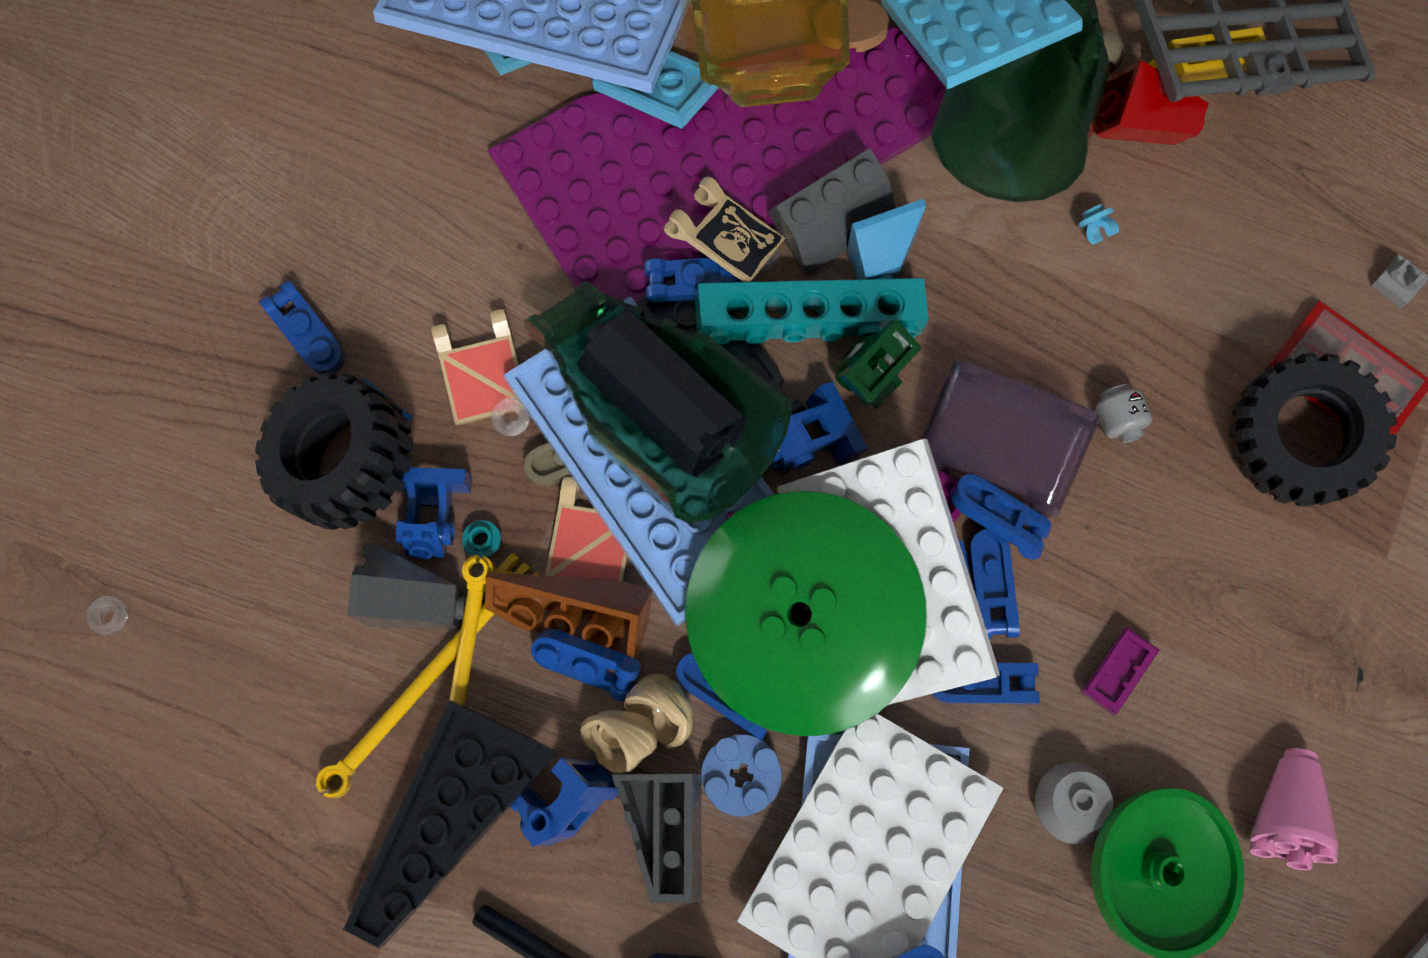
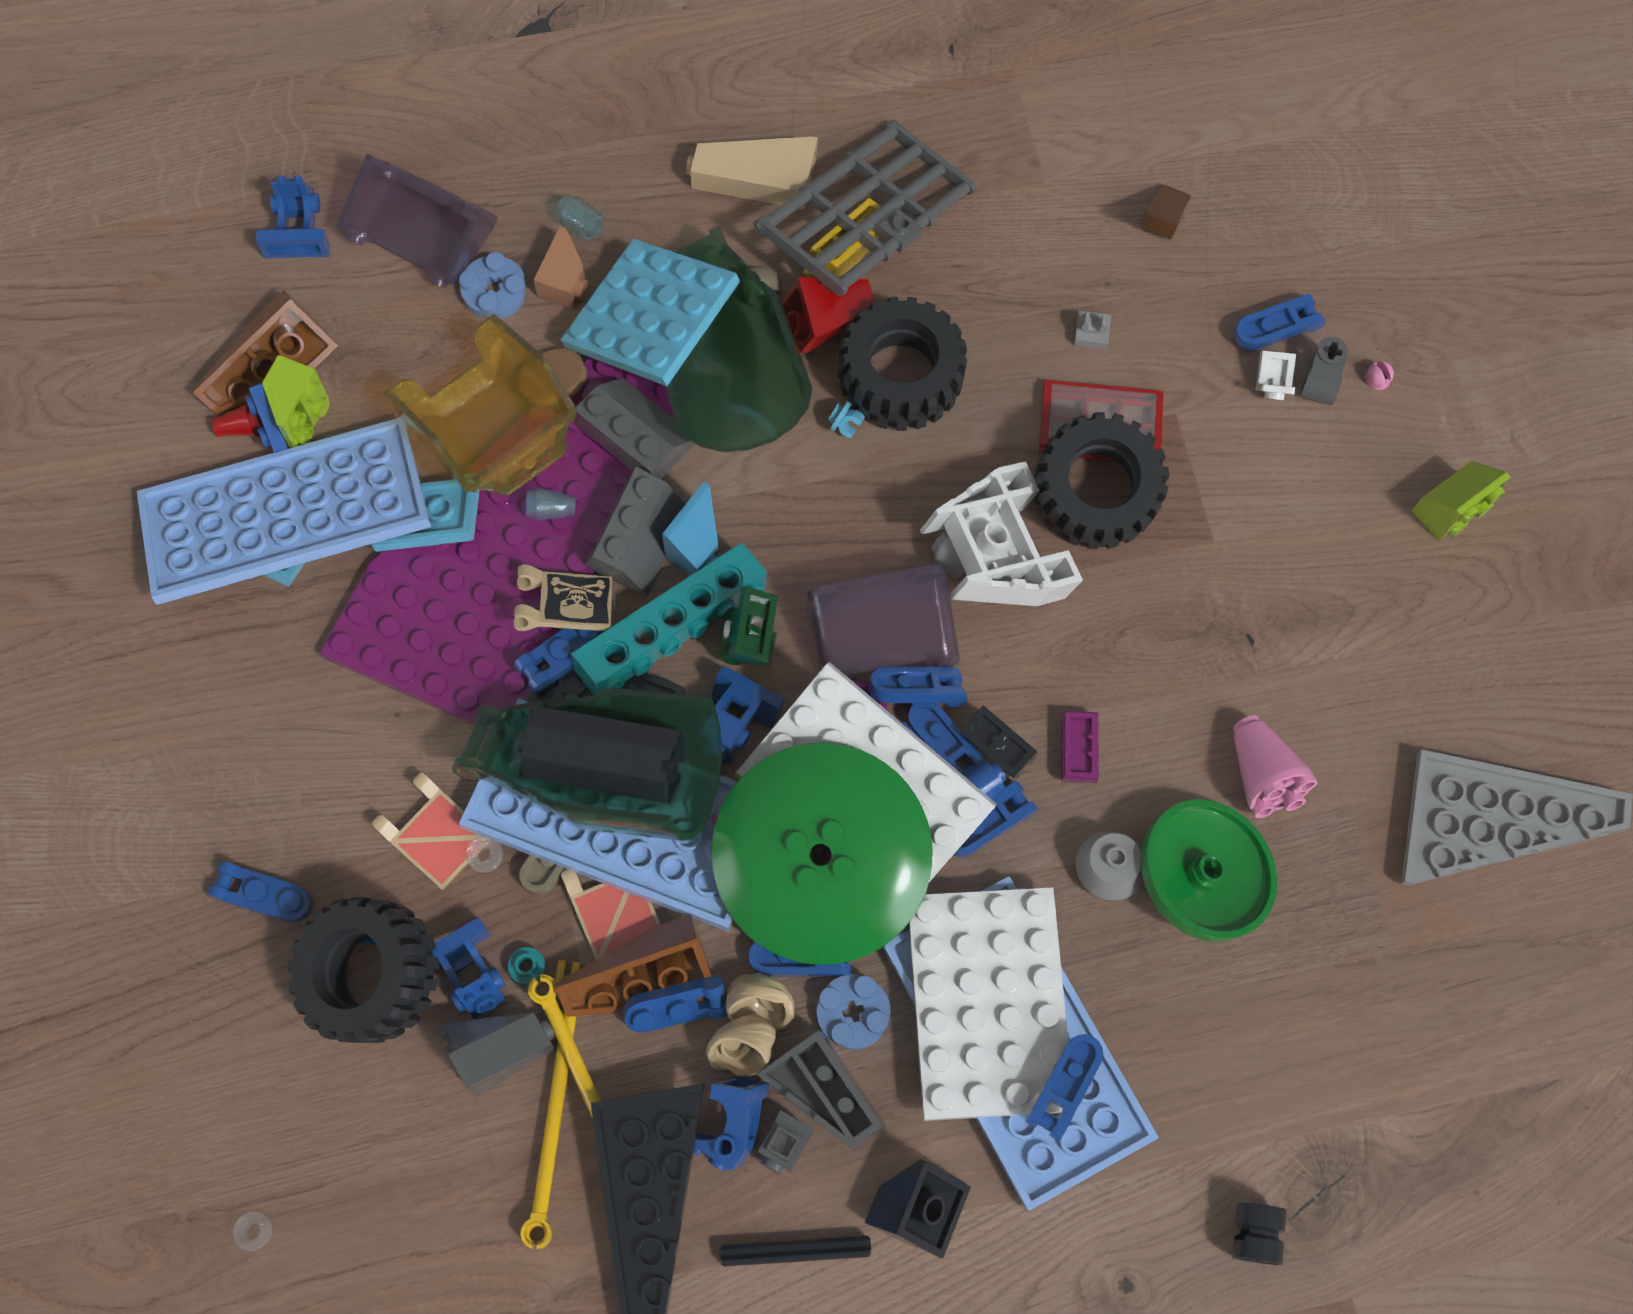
camera: 40 degrees left, 5 degrees down
(597, 853) = (784, 1143): none -> dark grey window
(770, 137) = (548, 504): none -> clear light blue cone
(892, 111) = (632, 428): none -> dark grey slope
(1007, 644) = (987, 778): none -> blue brick
(1043, 616) = (999, 742): none -> black hinge
(1166, 430) = (997, 546): none -> white wedge
(1209, 163) = (906, 325): none -> black tyre

